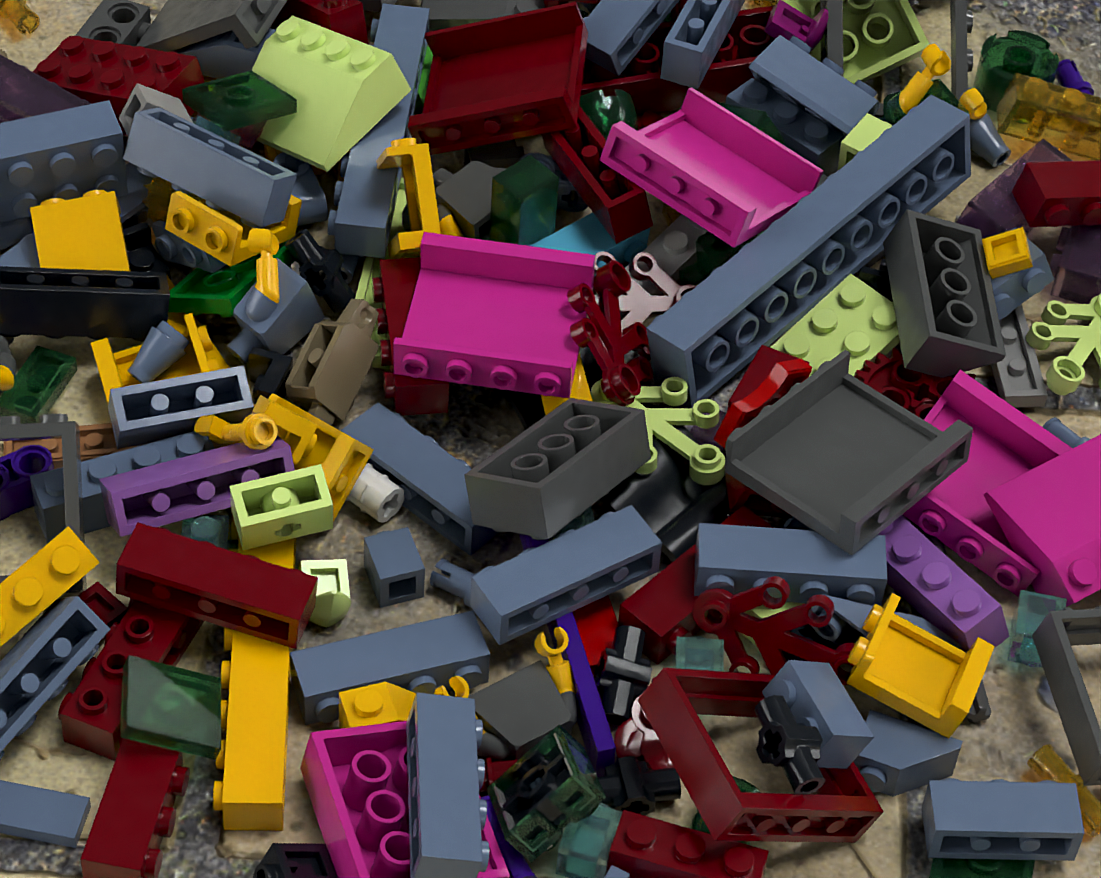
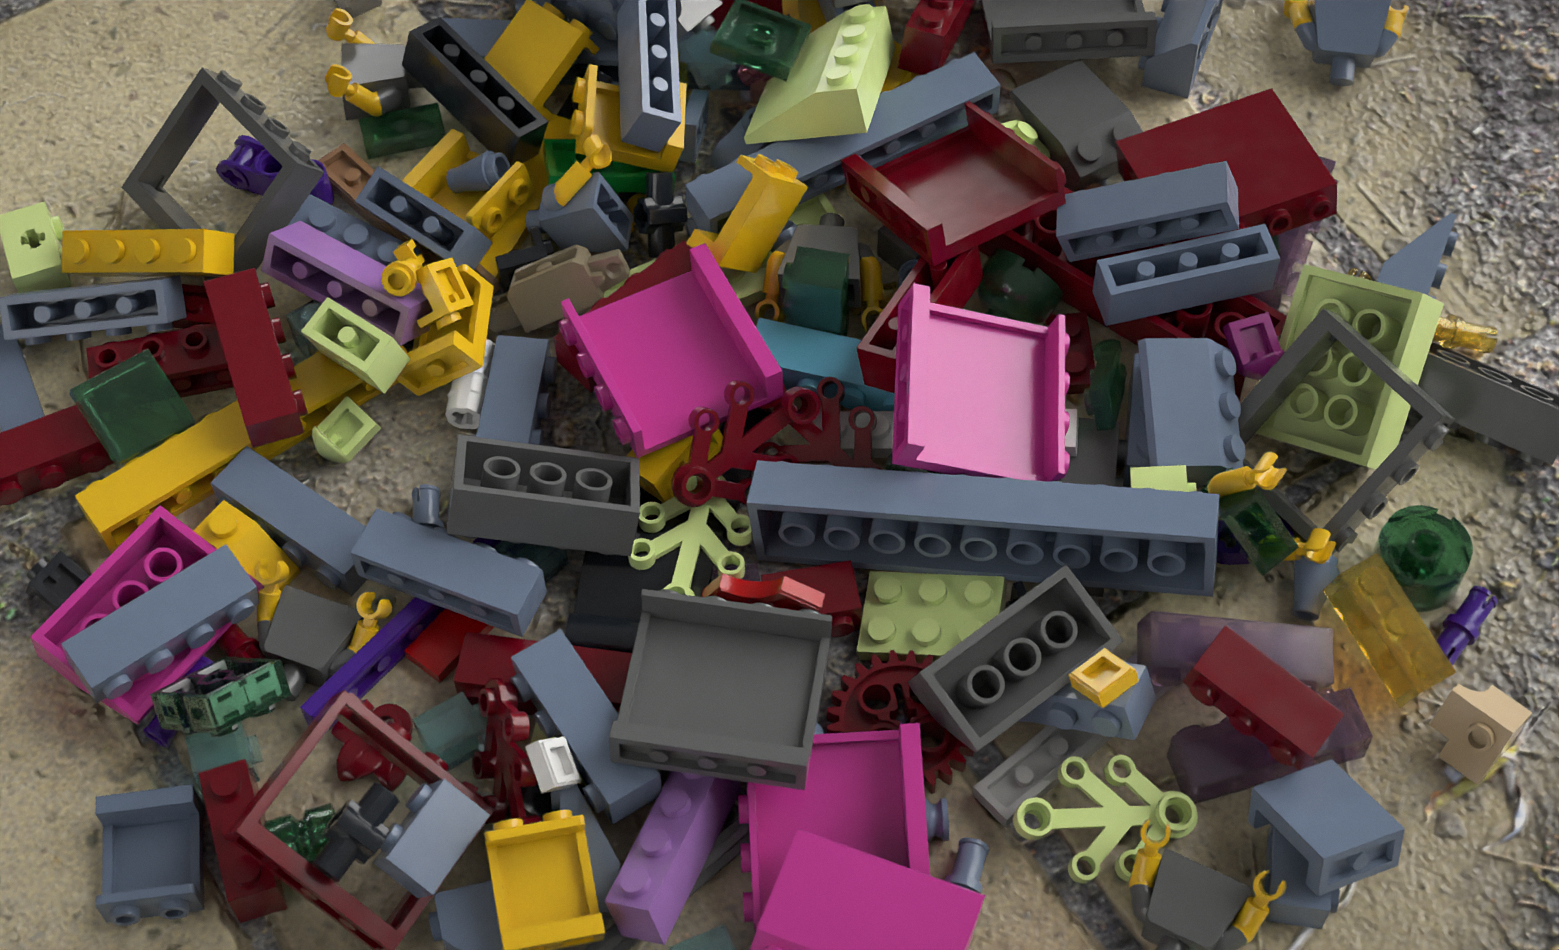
camera: 60 degrees right, 10 degrees up
(394, 567) = (401, 459): sand blue brick -> none
(622, 673) = (409, 678): black axle -> none
(635, 789) = (315, 770): black axle -> none
(821, 583) = (553, 764): none -> white tile

